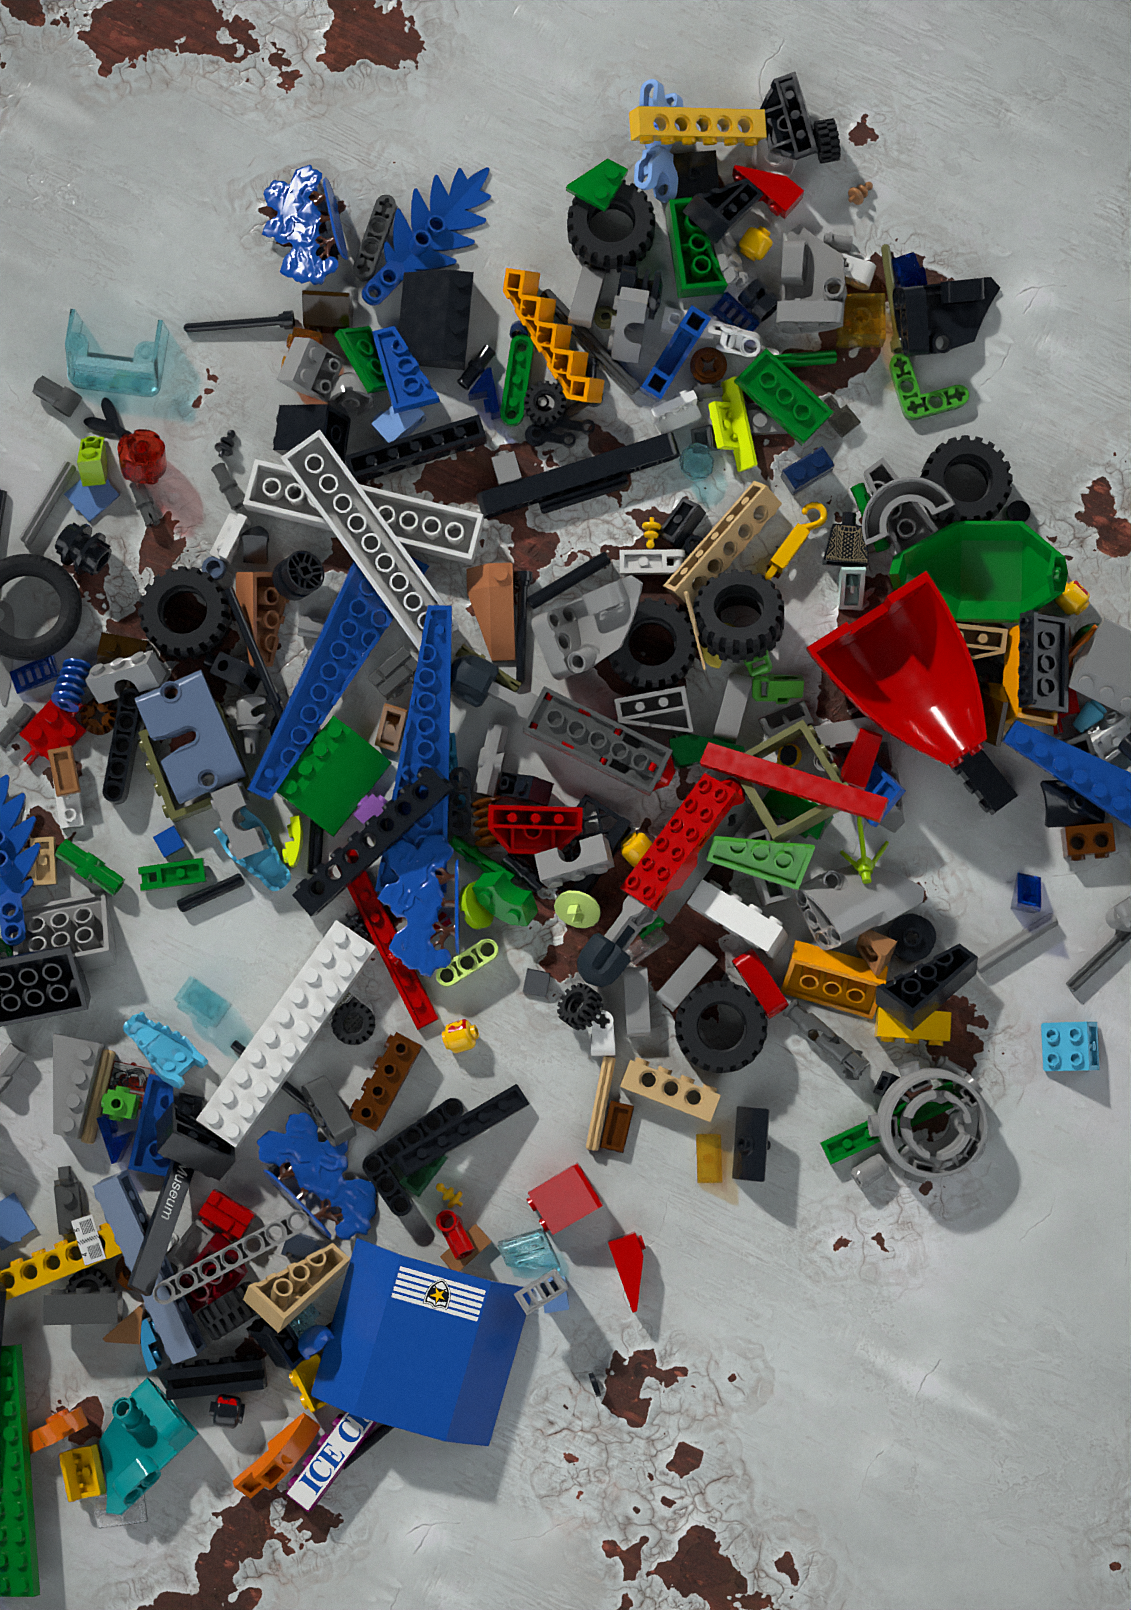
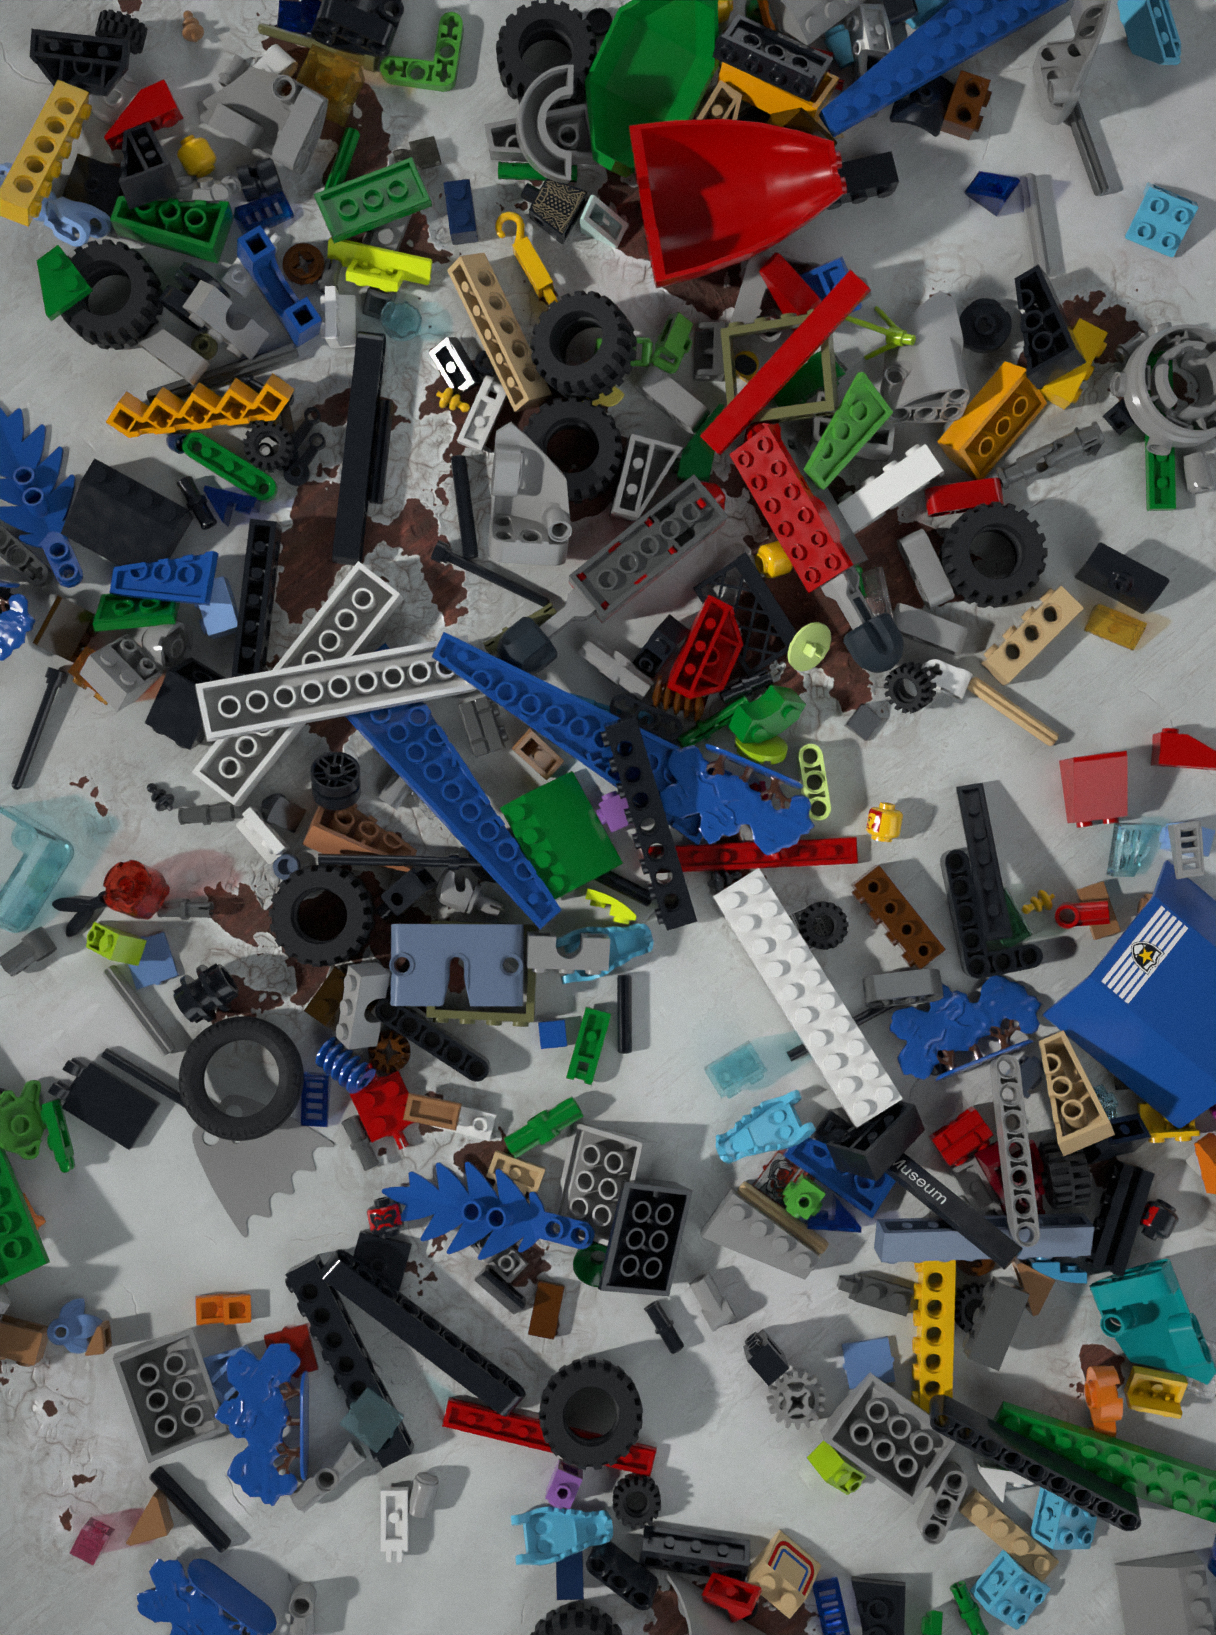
camera: 70 degrees left, 5 degrees up
(88, 1239) = (927, 1288): white sticker -> none
(313, 1340) = (1132, 1101): blue hair -> none
(492, 599) = (450, 593): nougat wedge -> none
(506, 467) = (318, 518): light grey brick -> none
(594, 858) = (767, 604): light grey arch -> none
(617, 1126) = (1042, 705): reddish brown tile -> none
(694, 624) = (604, 403): tan piece -> none
(737, 341) = (292, 221): white piece -> none
(875, 950) = (985, 365): medium nougat slope -> none

